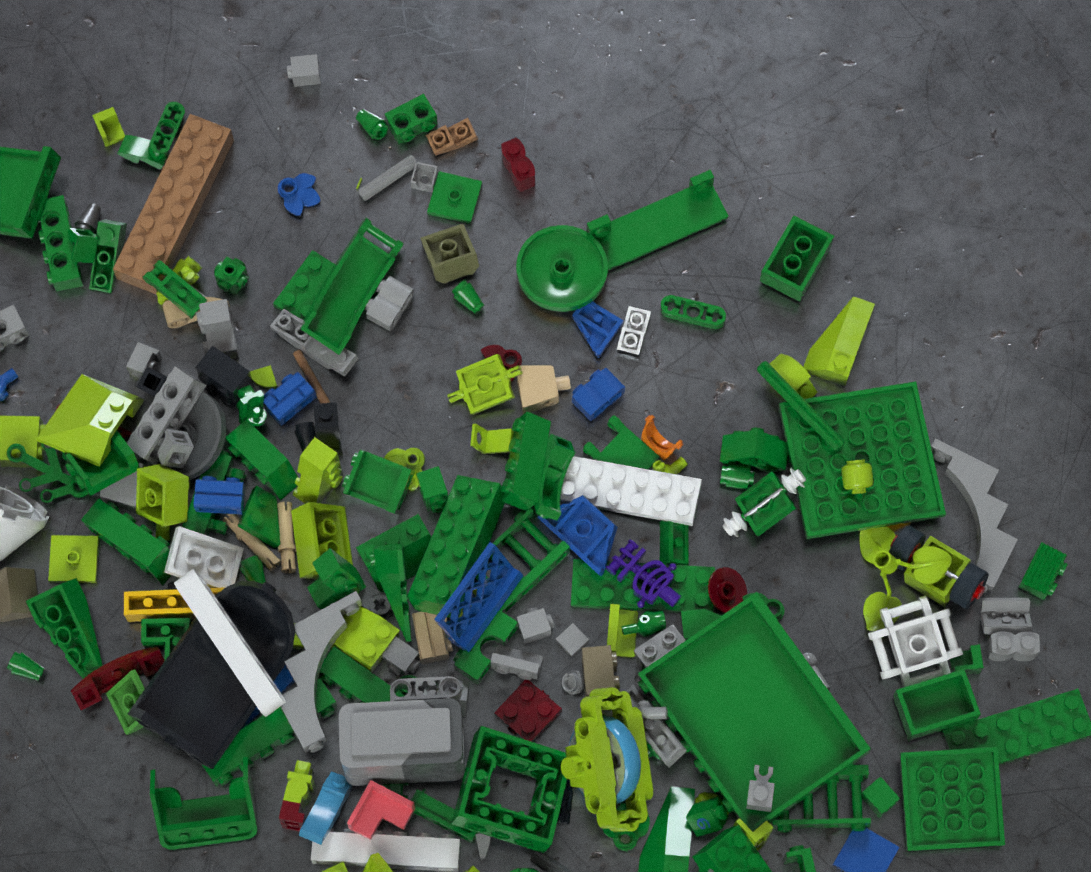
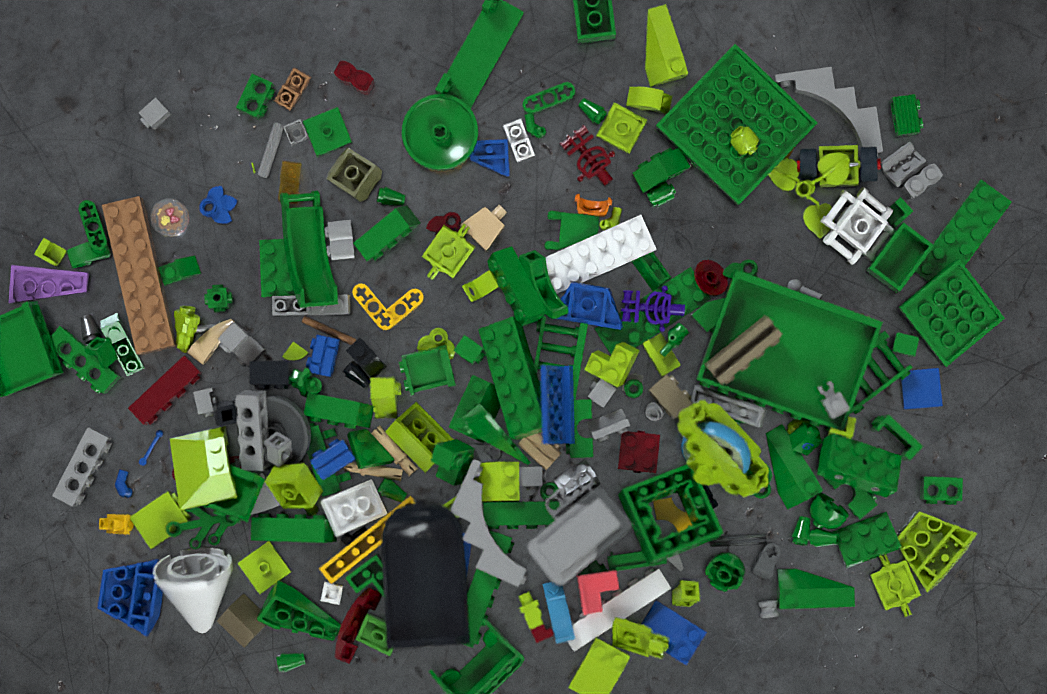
camera: 35 degrees left, 15 degrees up
(41, 377) = (143, 461): none -> blue hinge
(82, 150) = (39, 282): none -> medium lavender wing
(113, 325) = (165, 390): none -> dark red brick
(118, 631) = (332, 593): none -> white tile
(175, 289) = (191, 338): green plate -> none
(216, 226) = (179, 270): none -> green slope
(230, 642) = (419, 555): white beam -> none
(244, 173) = (169, 217): none -> clear tile
(372, 124) = (231, 119): green cone -> none
(385, 403) = (390, 312): none -> yellow beam
(386, 215) = (290, 178): none -> clear yellow slope
(439, 325) = (386, 233): none -> green wedge
(512, 791) = (667, 510): none -> yellow tile
(565, 607) = (613, 368): none -> lime brick
(568, 635) = (637, 383): none -> green plate
(597, 394) = (527, 203): blue brick -> none
(652, 712) = (725, 399): light grey arm -> none
(656, 329) = (532, 128): none -> green arm
(658, 646) = (696, 349): light grey bracket -> none
(693, 408) = (600, 171): none -> dark red torso
(706, 674) = (743, 349): none -> dark tan brick
(727, 352) = (593, 111): none -> green cone
(744, 389) = (621, 128): none -> lime tile
(765, 503) = (694, 201): green plate -> none
(800, 405) = (672, 117): green axle -> none

